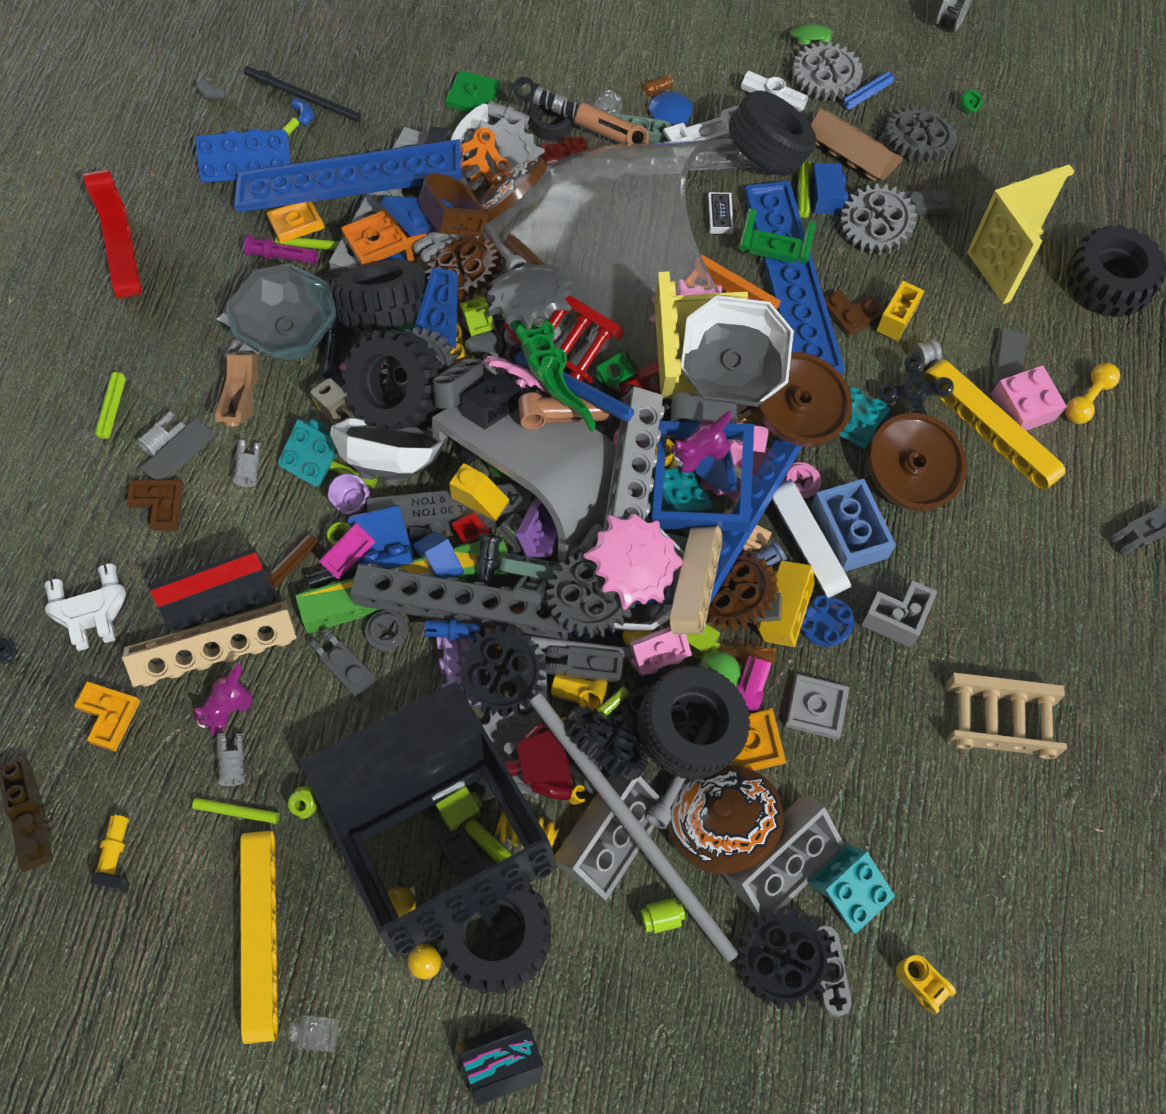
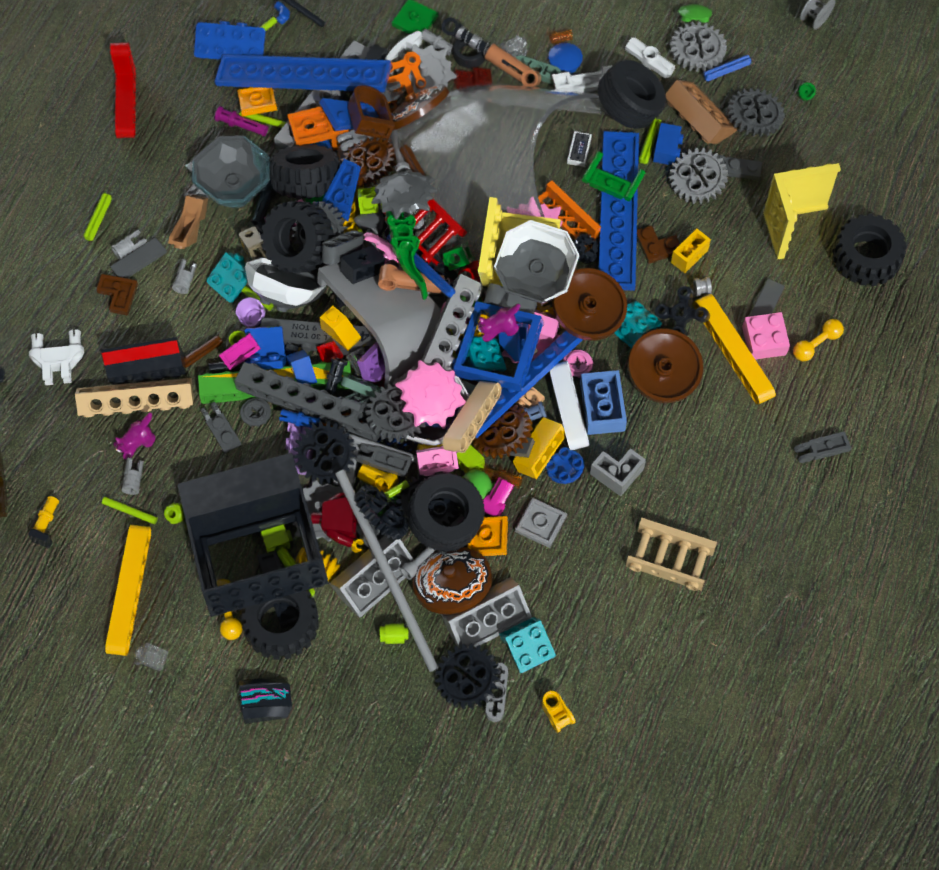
camera: 15 degrees right, 0 degrees up
(113, 713) = (61, 430): light orange plate -> none

